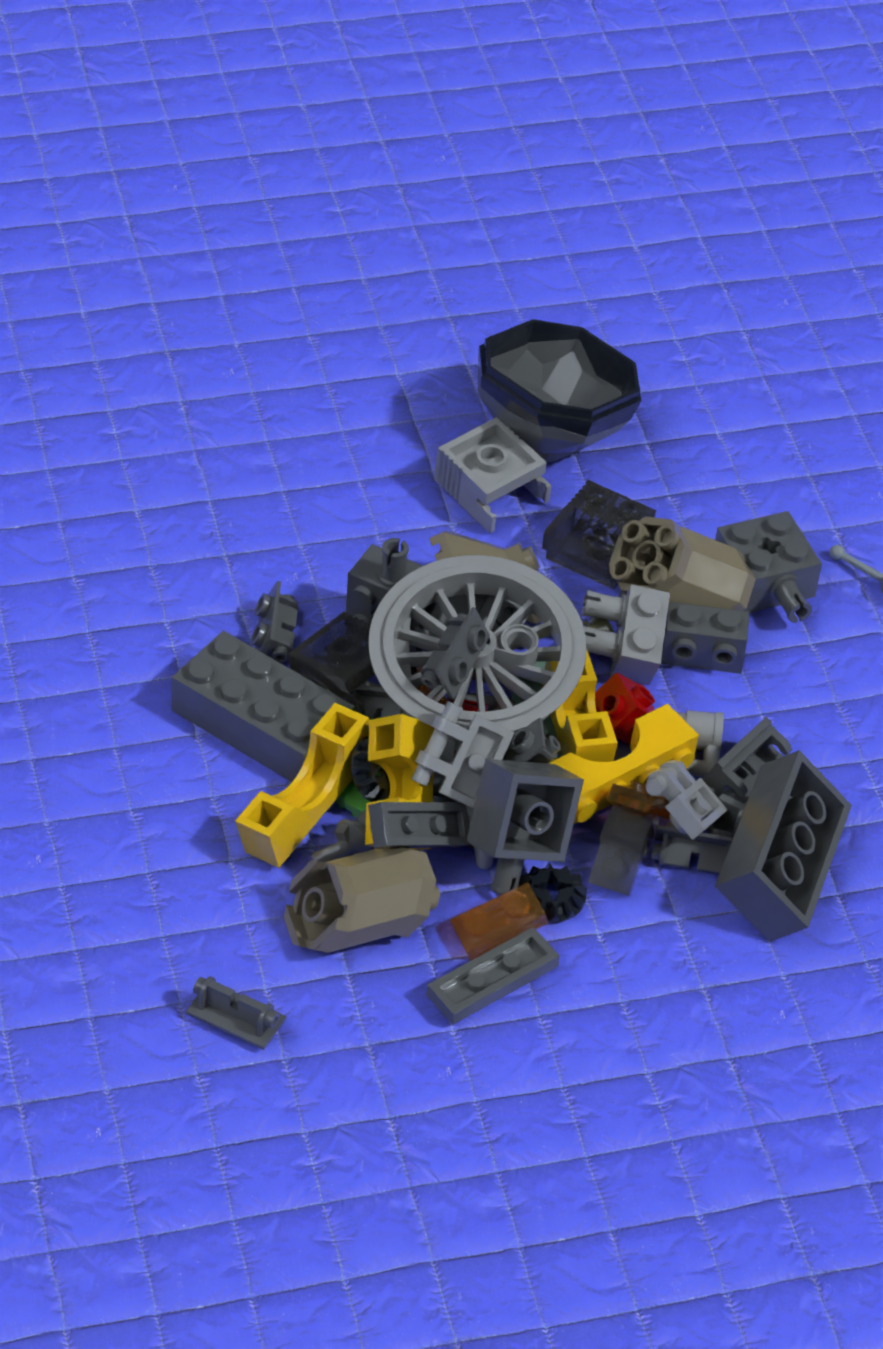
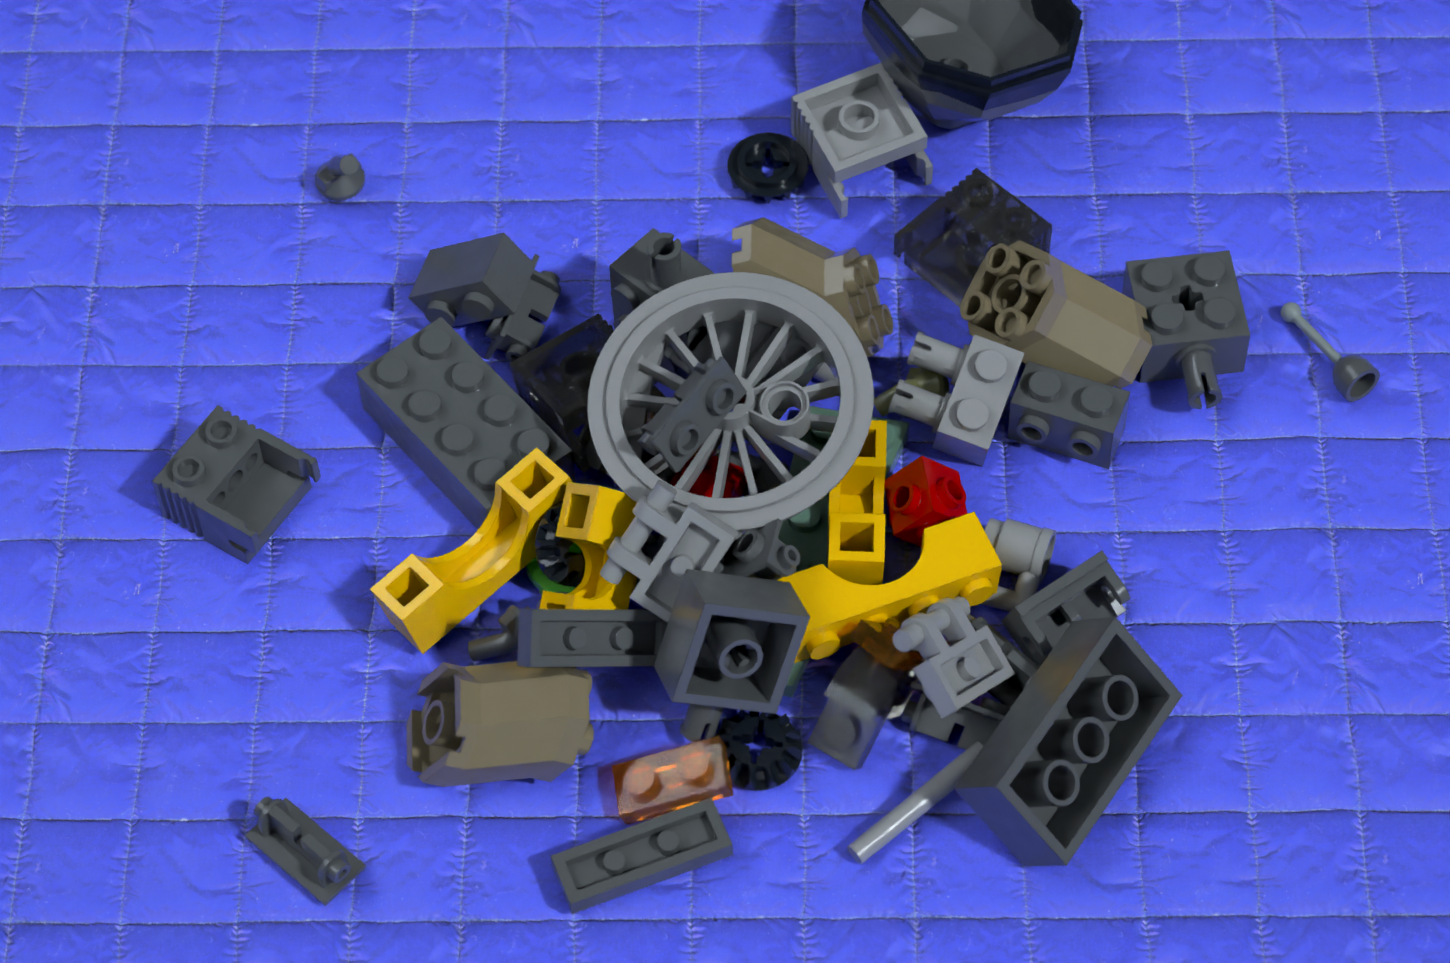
camera: 20 degrees right, 10 degrees up
(96, 770) = (233, 484): none -> dark grey piece
(103, 550) = (340, 178): none -> dark grey plate
(237, 603) = (472, 280): none -> dark grey brick
(434, 495) = (747, 161): none -> black gear
(681, 910) = (912, 807): none -> light grey bar

